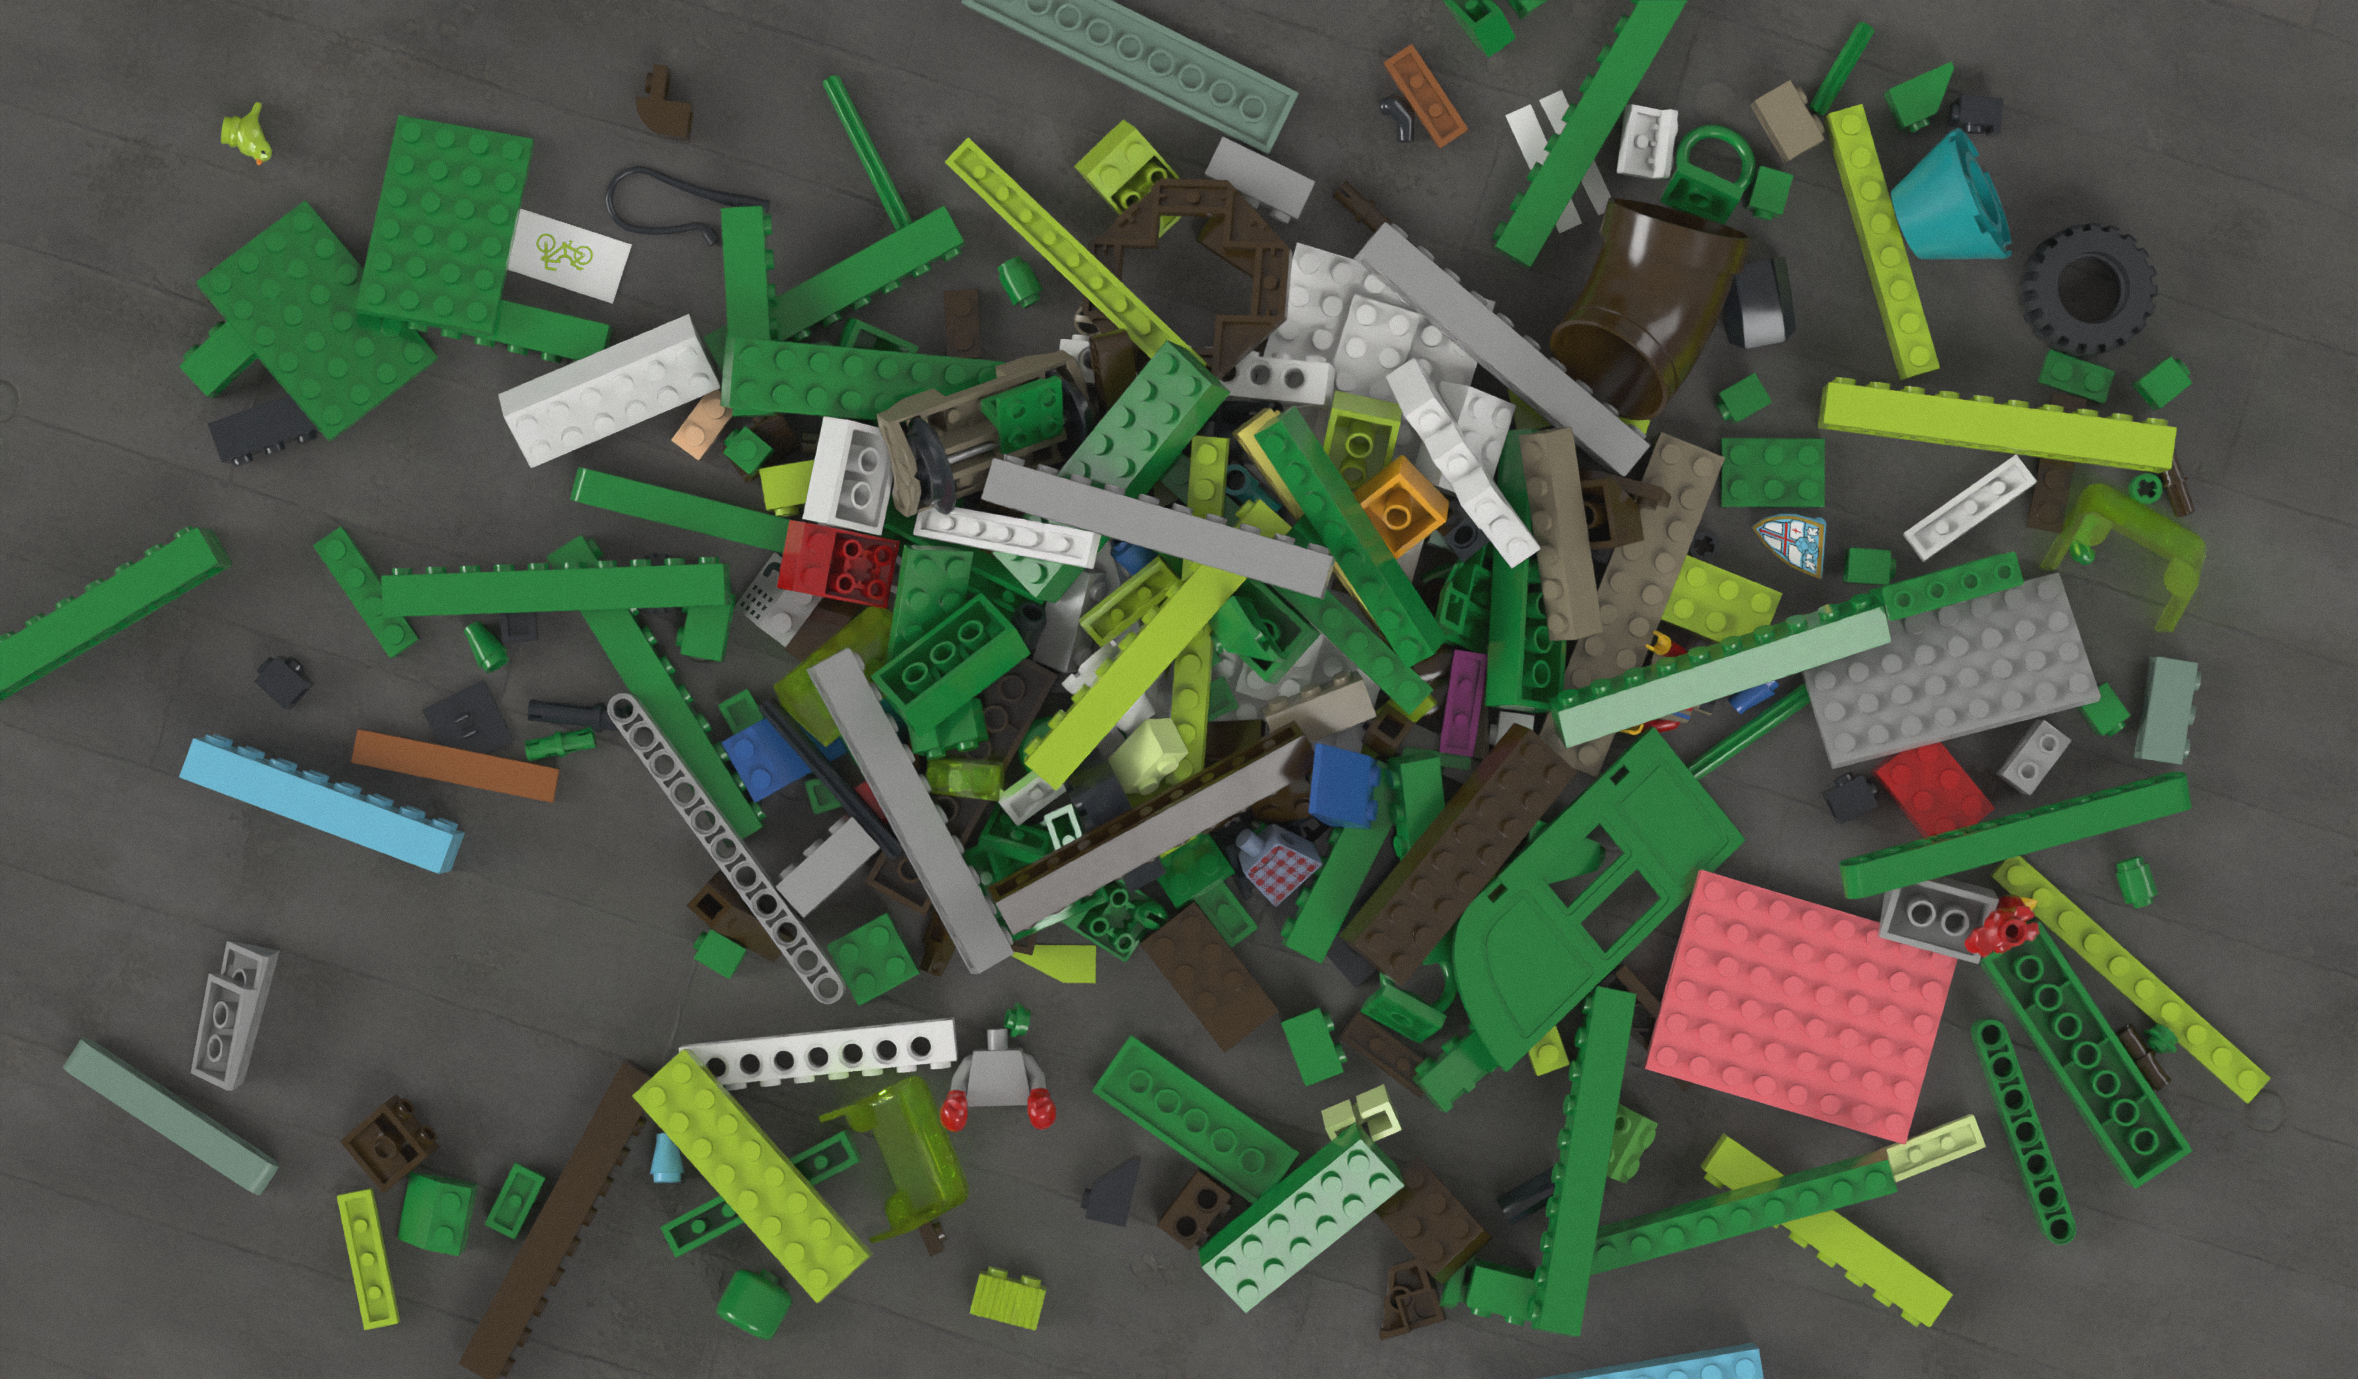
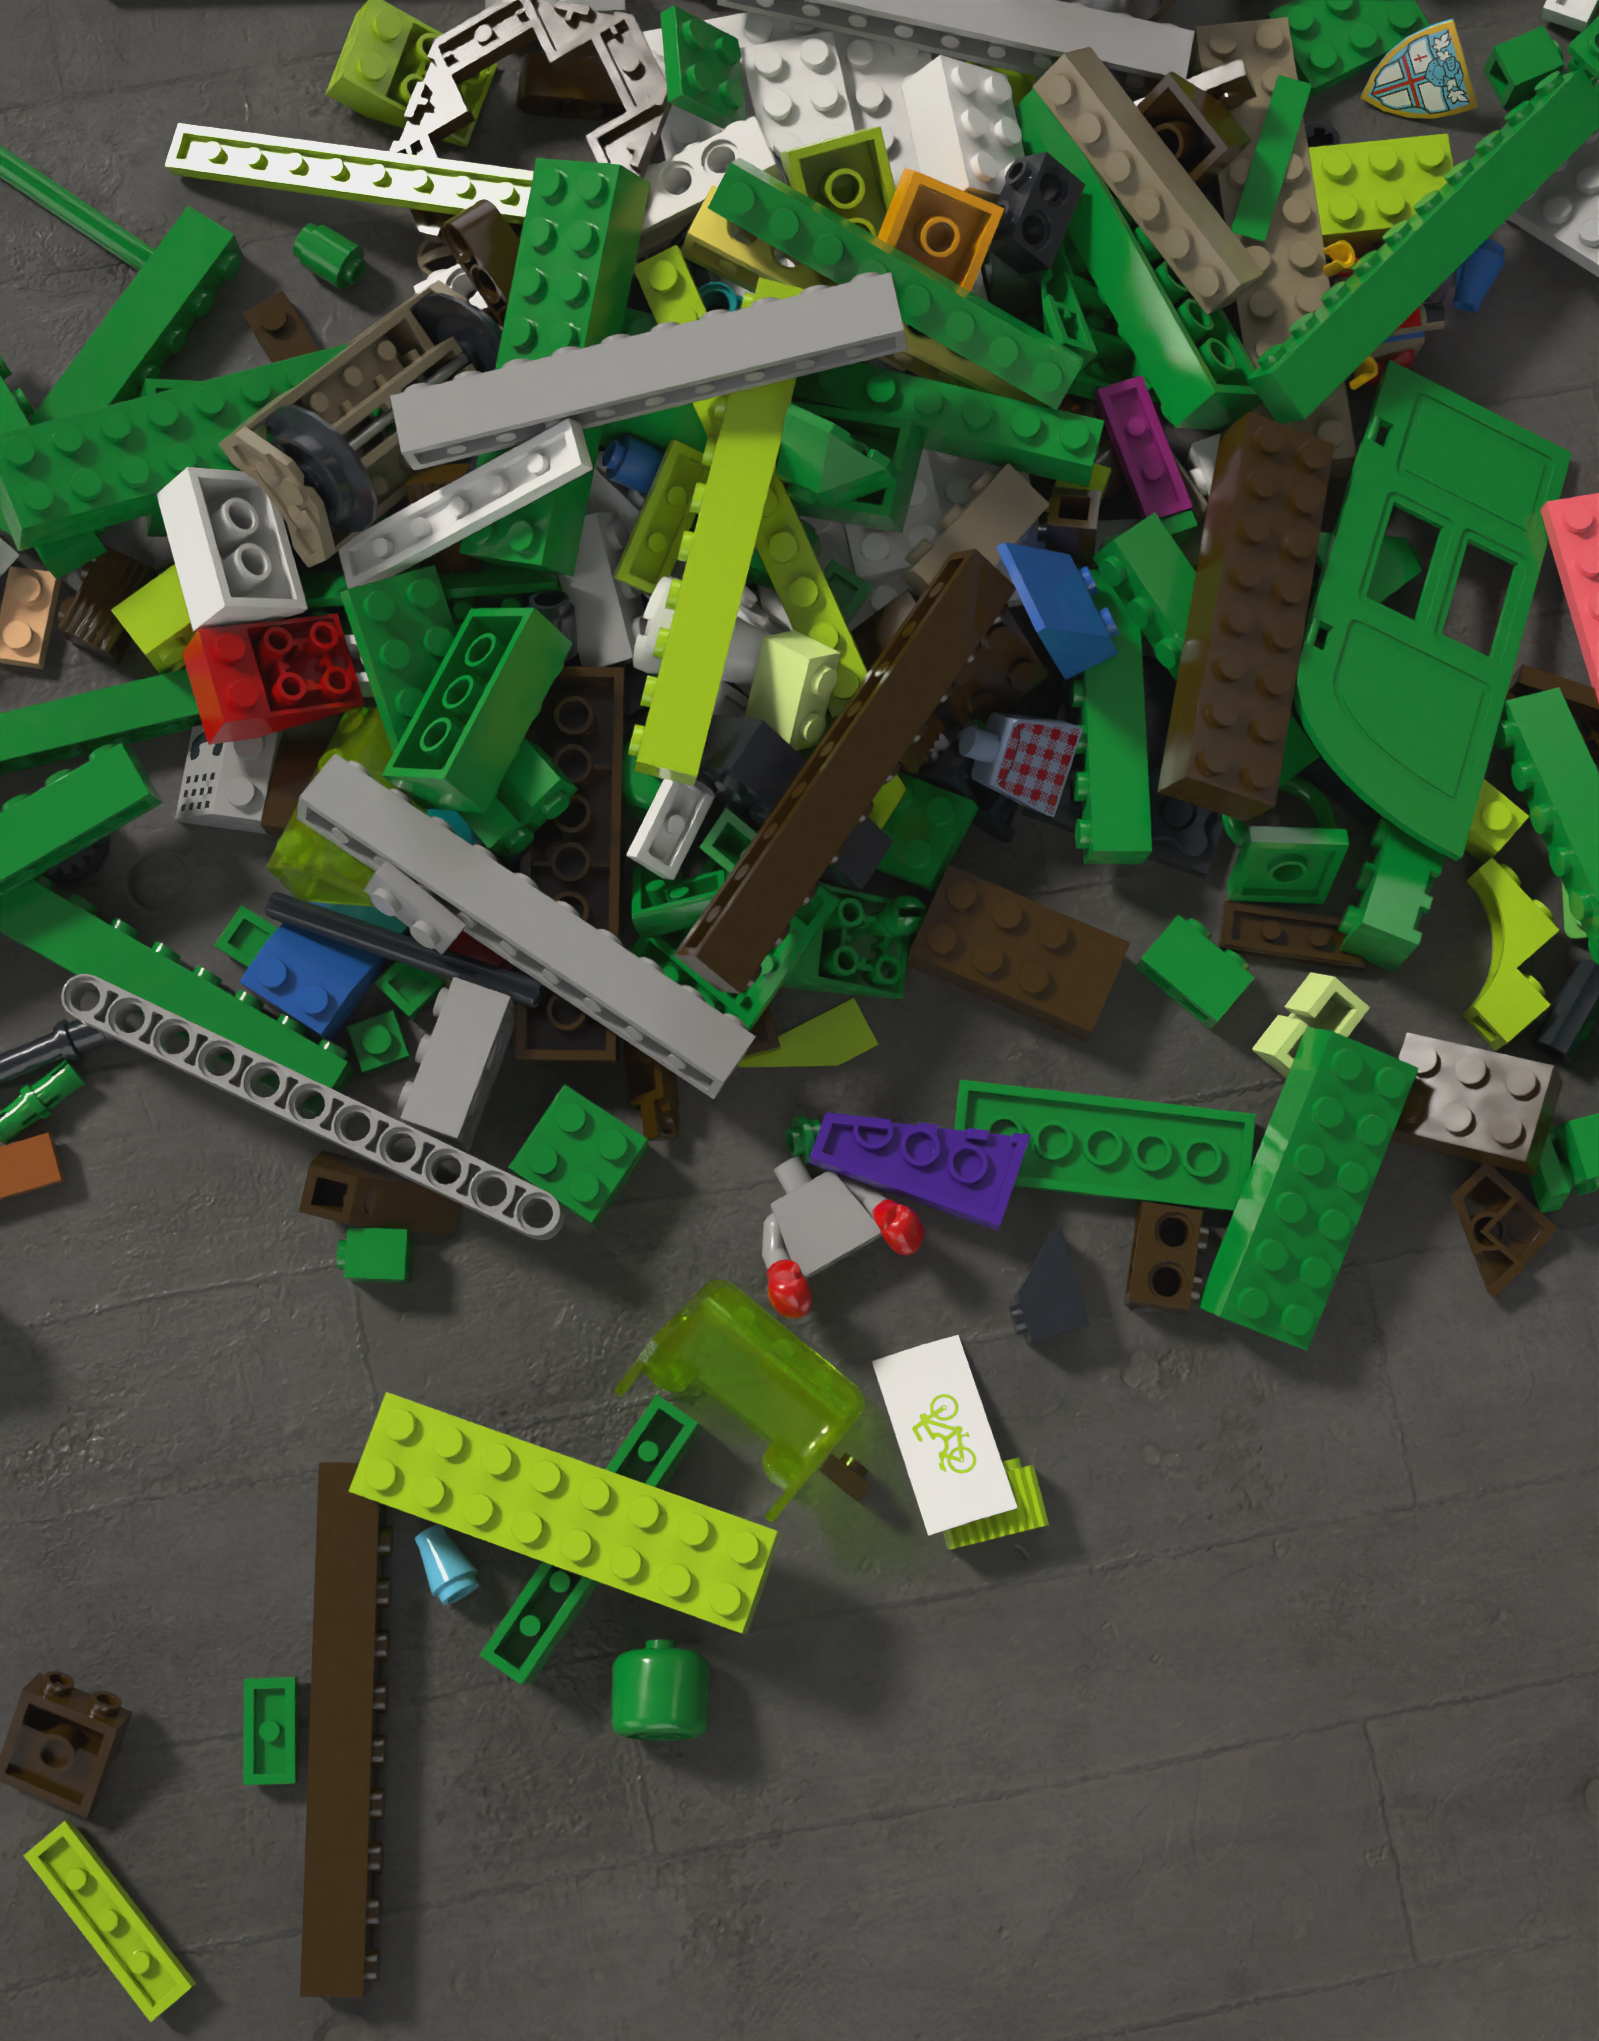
camera: 30 degrees left, 10 degrees down
(437, 1213) = (174, 1805): green slope -> none
(706, 631) = (152, 860): green brick -> none
(747, 450) = (86, 599): green brick -> none
(788, 818) = (379, 1042): none -> green plate
(853, 775) = (401, 897): none -> light grey plate
(938, 1031) = (712, 1206): white brick -> none
(966, 778) = (576, 844): clear neon green slope -> none
(1003, 1242) = (944, 1435): none -> white sticker
(1026, 413) = (409, 344): green bracket -> none
(1083, 1080) = (939, 1167): none -> dark purple wing
(1226, 914) = (997, 863): green plate -> none
(1316, 307) = (702, 68): none -> green plate
(1459, 463) = (975, 129): white arch -> none
(1529, 1128) = (1517, 930): none -> lime arch
(1656, 551) = (1271, 158): none -> green sticker
(1749, 732) = (1504, 320): green axle -> none

